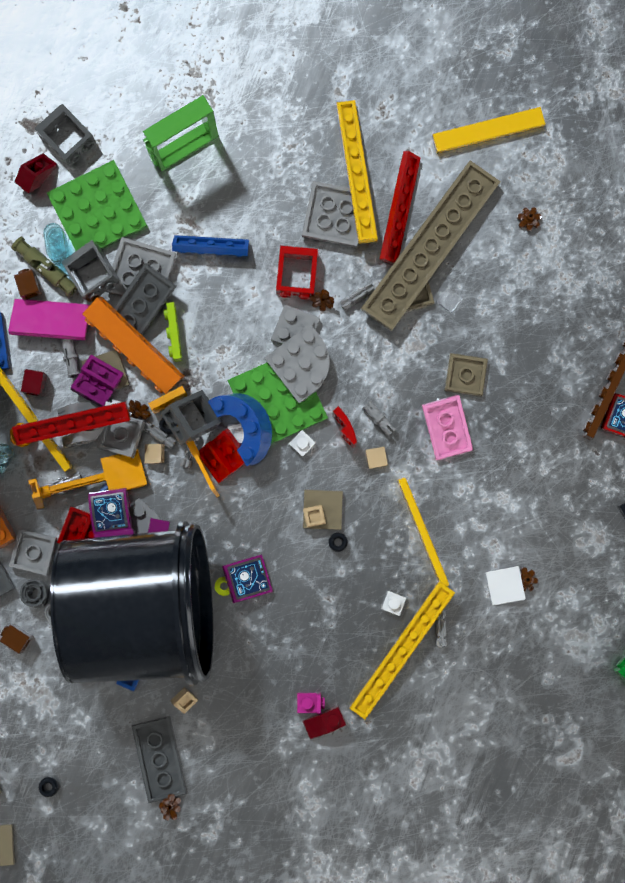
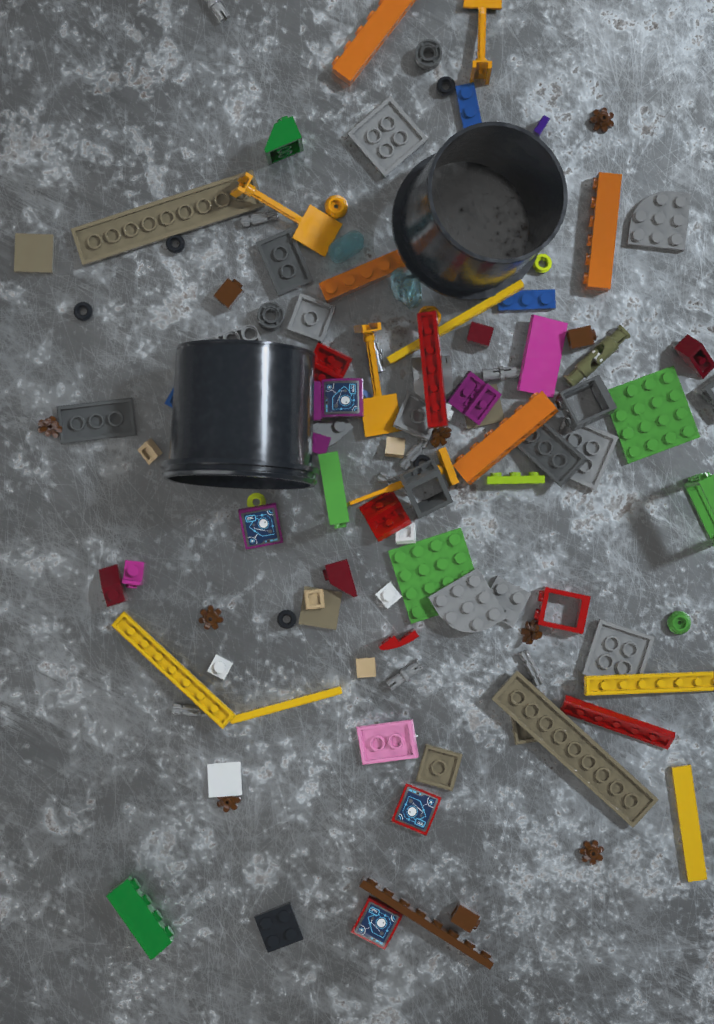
camera: 100 degrees right, 5 degrees up
(56, 243) = (618, 370): clear light blue brick -> none
(201, 506) = (334, 489): none -> bright green window
(210, 245) = (599, 525): blue plate -> none
(254, 422) = (413, 550): blue brick -> none
(289, 492) = (340, 576): none -> dark red slope
(296, 166) = (673, 625): none -> bright green plate
(341, 618) = (214, 614): none -> reddish brown plant
(449, 299) = (517, 760): clear tile -> none
(510, 392) = (416, 809): none -> slope
(609, 332) = (465, 917): none -> reddish brown brick

